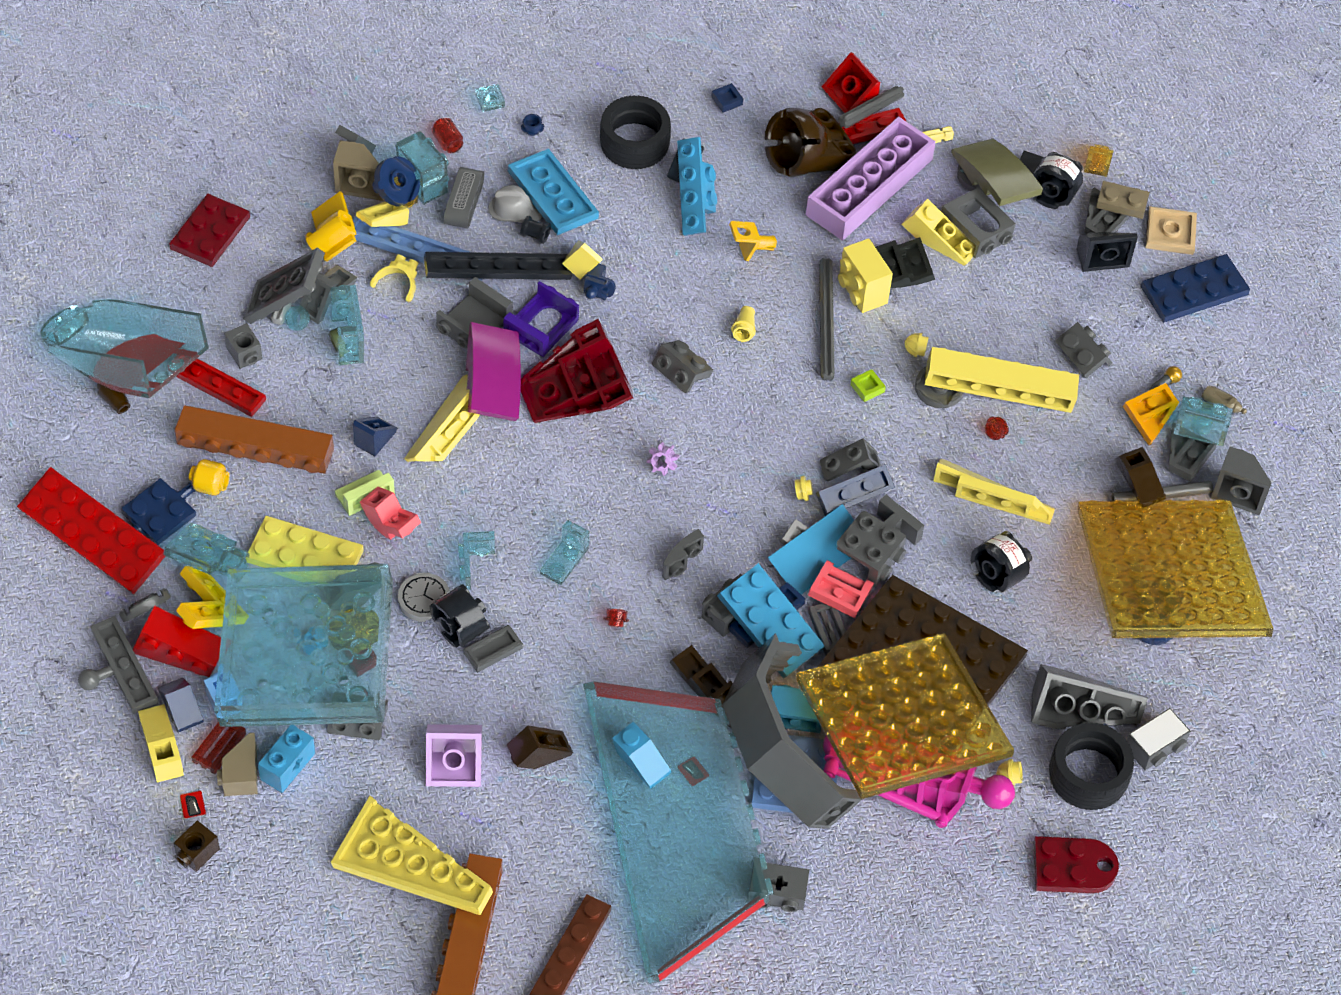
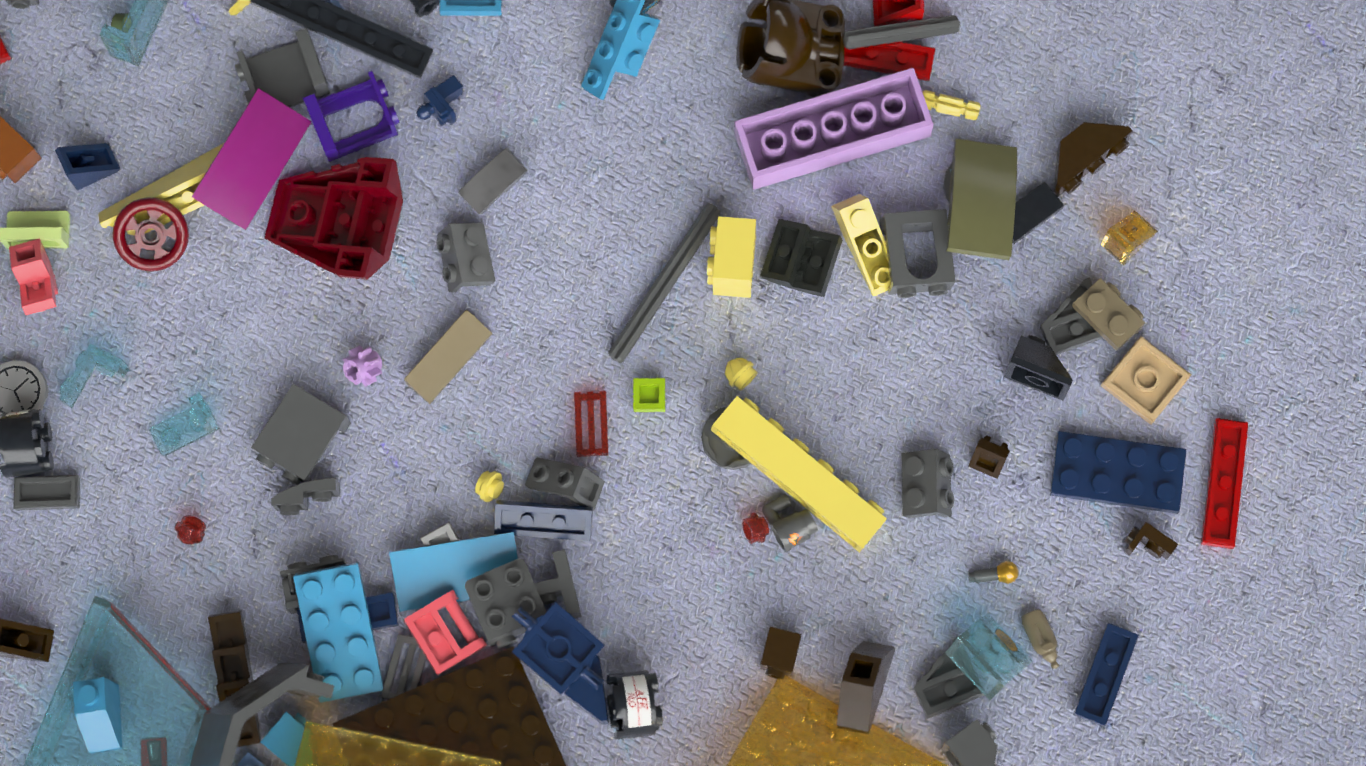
camera: 40 degrees right, 20 degrees up
(470, 441) = (155, 208): none -> dark red plate
(581, 259) = (442, 63): light yellow slope -> none
(651, 520) = (298, 434): none -> dark grey panel
(667, 312) = (492, 181): none -> flat silver slope
(715, 429) = (447, 356): none -> dark tan slope
(744, 325) = (566, 242): light yellow cone -> none
(751, 239) = (643, 139): yellow bracket -> none
(853, 426) = (590, 397): none -> clear red tile
(930, 549) = (558, 648): none -> dark blue plate
(967, 575) = (587, 698): none -> dark blue slope
(990, 493) = (695, 602): light yellow wedge -> none
(1020, 416) = (791, 529): none -> dark grey piece
(1036, 122) = (1086, 152): none -> dark brown slope
(1059, 179) = (1046, 247): black brick -> none
(1069, 488) = (780, 652): none -> dark brown brick
(1112, 315) = (989, 457): none -> dark brown tile
(1151, 411) = (947, 606): light orange wing -> none
(1172, 491) = (898, 719): dark grey piece -> none
(1247, 311) = (1155, 542): none -> dark brown bracket
(1263, 263) = (1224, 483): none -> red tile
(1279, 400) = (1106, 675): none -> dark blue plate

